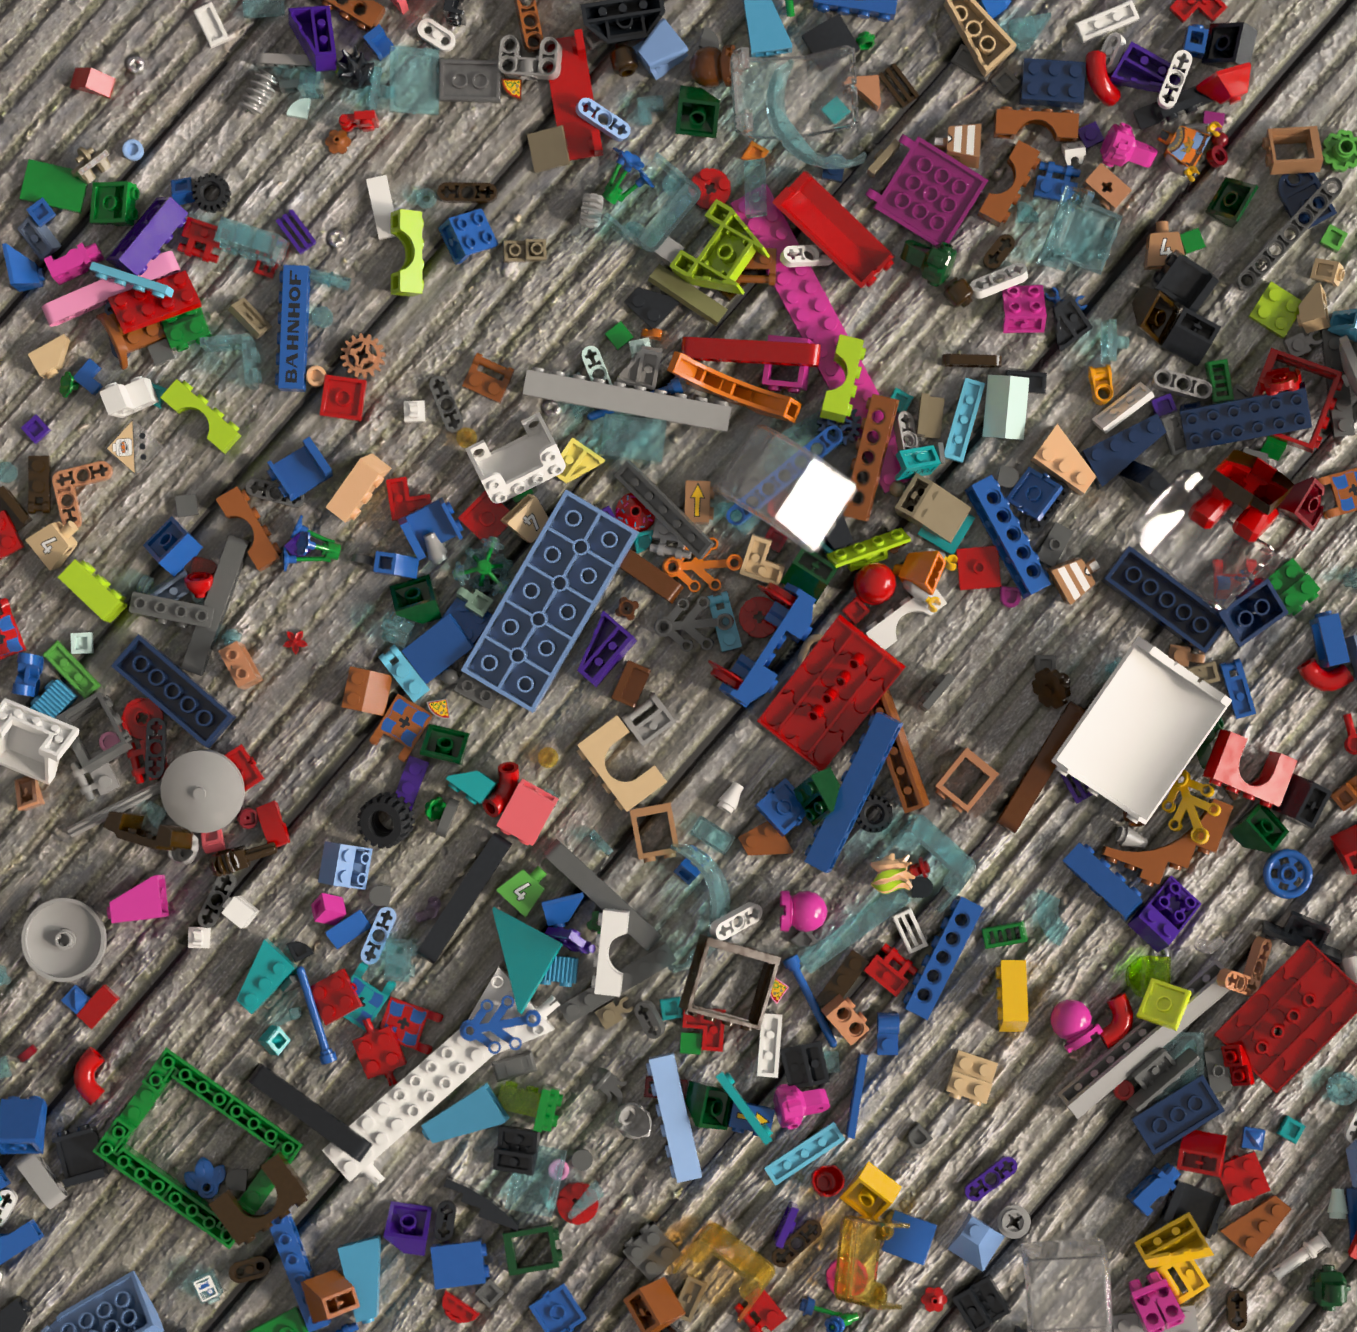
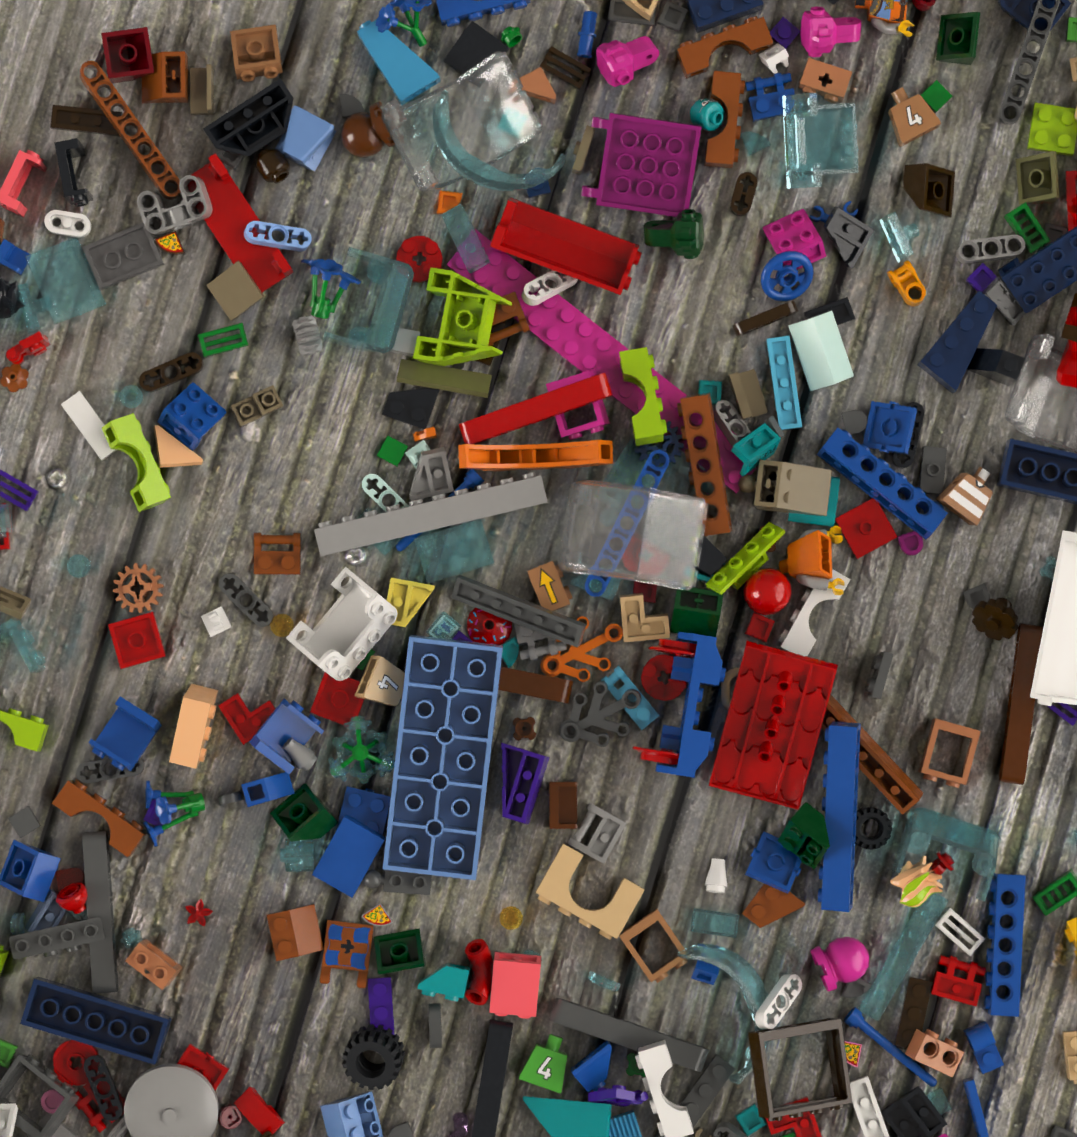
camera: 20 degrees left, 0 degrees up
(294, 328) = (54, 590): blue brick -> none
(315, 376) = (98, 629): light nougat tile -> none
(330, 279) = (70, 523): clear light blue axle -> none
(404, 674) = (325, 896): medium azure plate -> none
(435, 809) = (418, 1022): green plant -> none
(439, 257) = (173, 452): none -> light nougat tile
(476, 603) = (368, 791): sand green plate -> none
(537, 195) = (204, 345): none -> green tile
(598, 496) = (444, 627): none -> clear light blue brick
(646, 106) = (316, 201): clear light blue piece -> none
(697, 112) = (371, 186): dark green slope -> none
(921, 887) = (952, 882): black tile -> none
(928, 66) = (587, 34): none -> blue axle
(945, 99) = (620, 60): none -> dark pink piece
(958, 292) = (721, 254): dark brown head -> none
(962, 144) = (658, 100): medium nougat torso -> none
(998, 173) = (707, 114): none -> teal head
(1000, 319) = (776, 263): none -> blue plate
(1011, 271) = (758, 214): white beam -> none
(1064, 462) = (905, 381): light nougat wedge -> none
(1123, 407) = (941, 298): white plate -> none
(1185, 280) = (947, 141): black panel -> none
(1191, 336) = (978, 195): black slope -> none
(1245, 344) = (1038, 178): none -> olive slope

